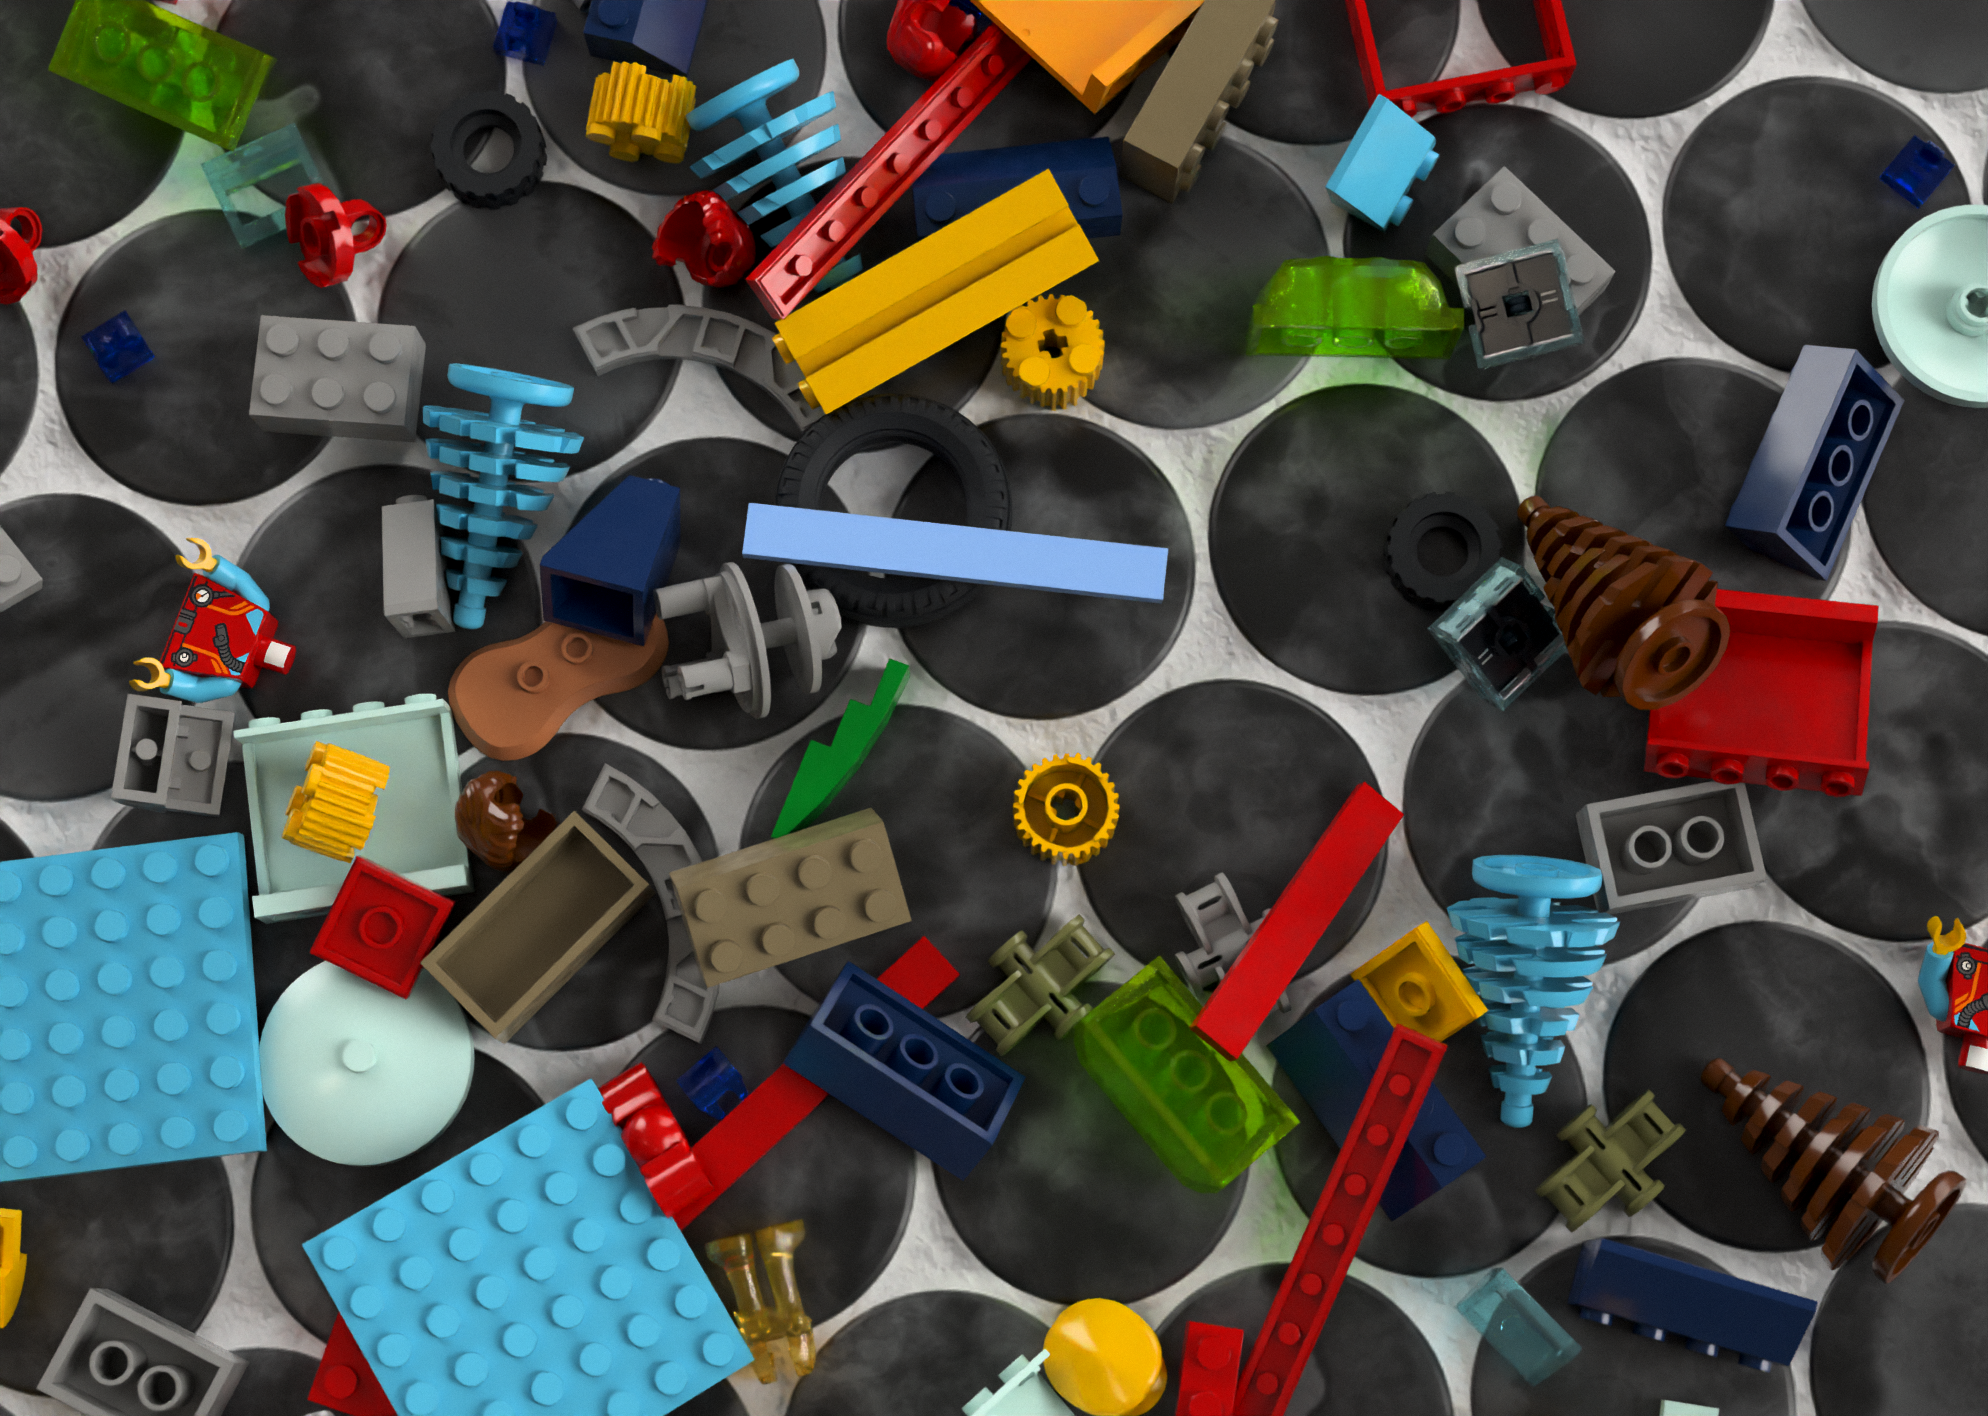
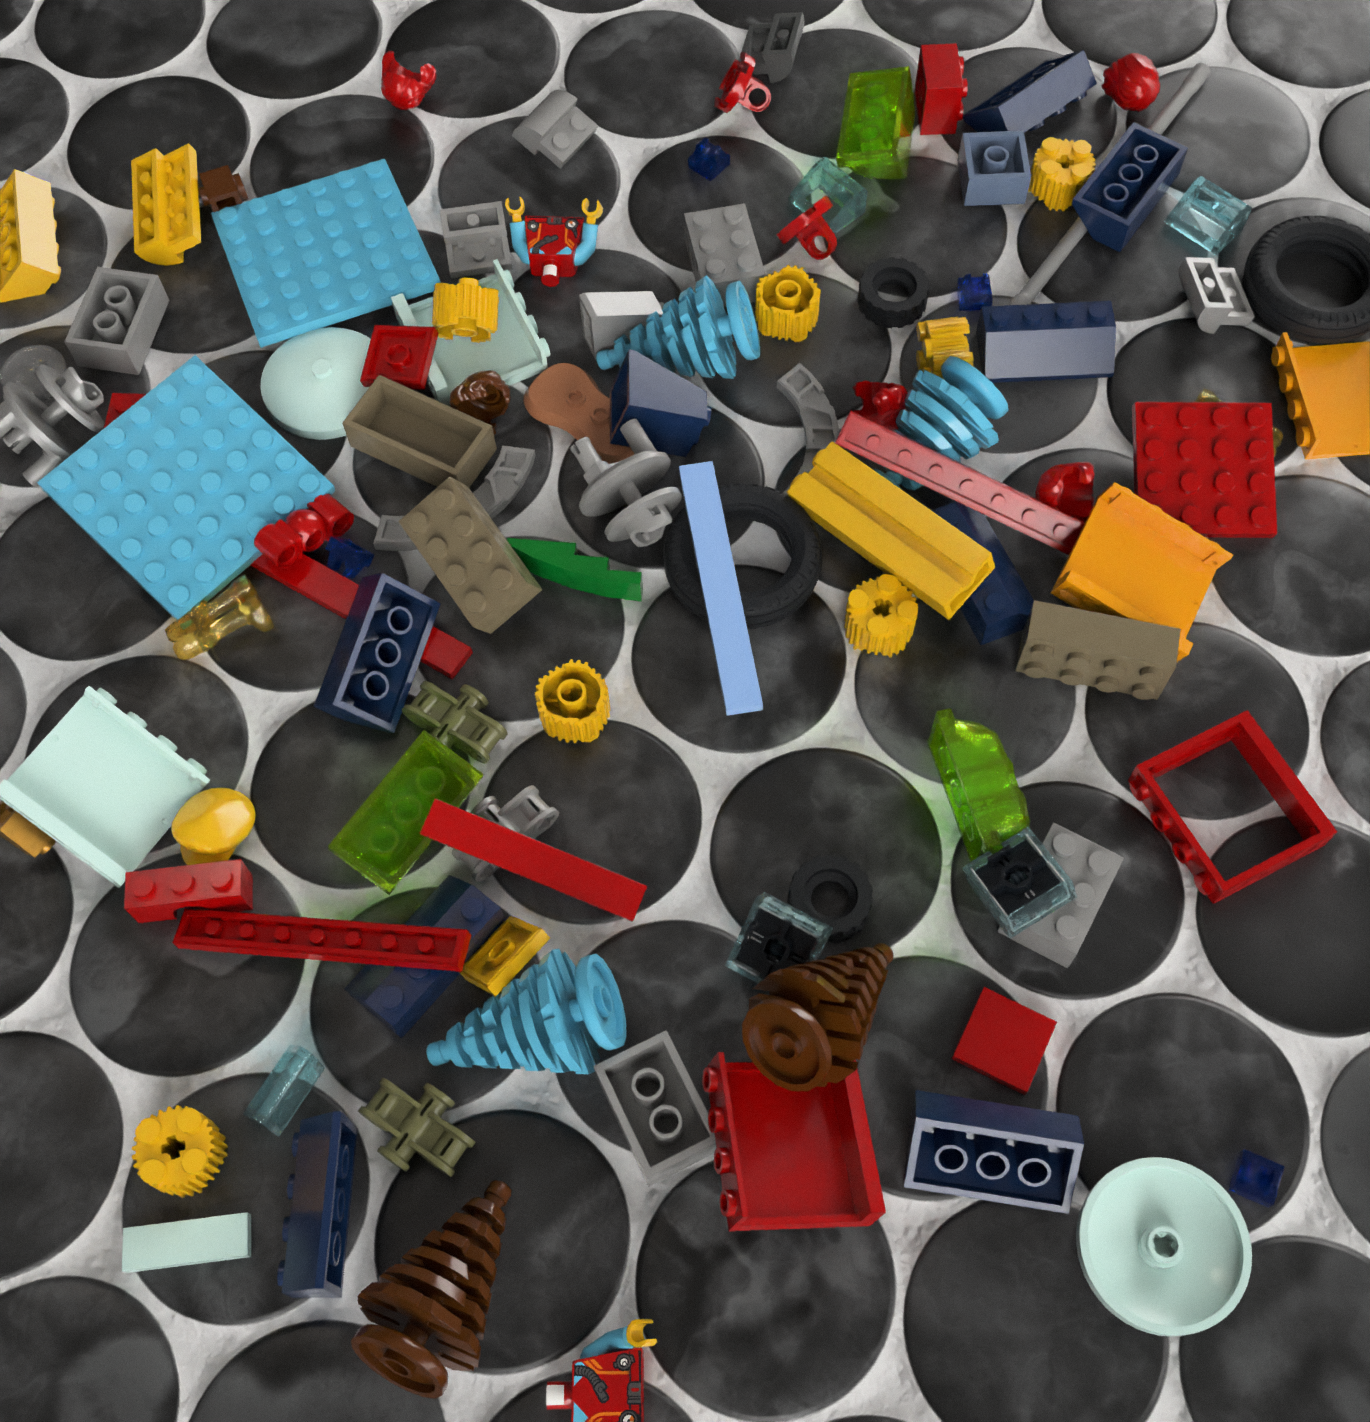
camera: 75 degrees right, 15 degrees down
(462, 284) = (787, 304): none -> yellow brick
(1382, 166) = (1087, 767): medium azure slope -> none
(1680, 399) = (1004, 1040): none -> red tile

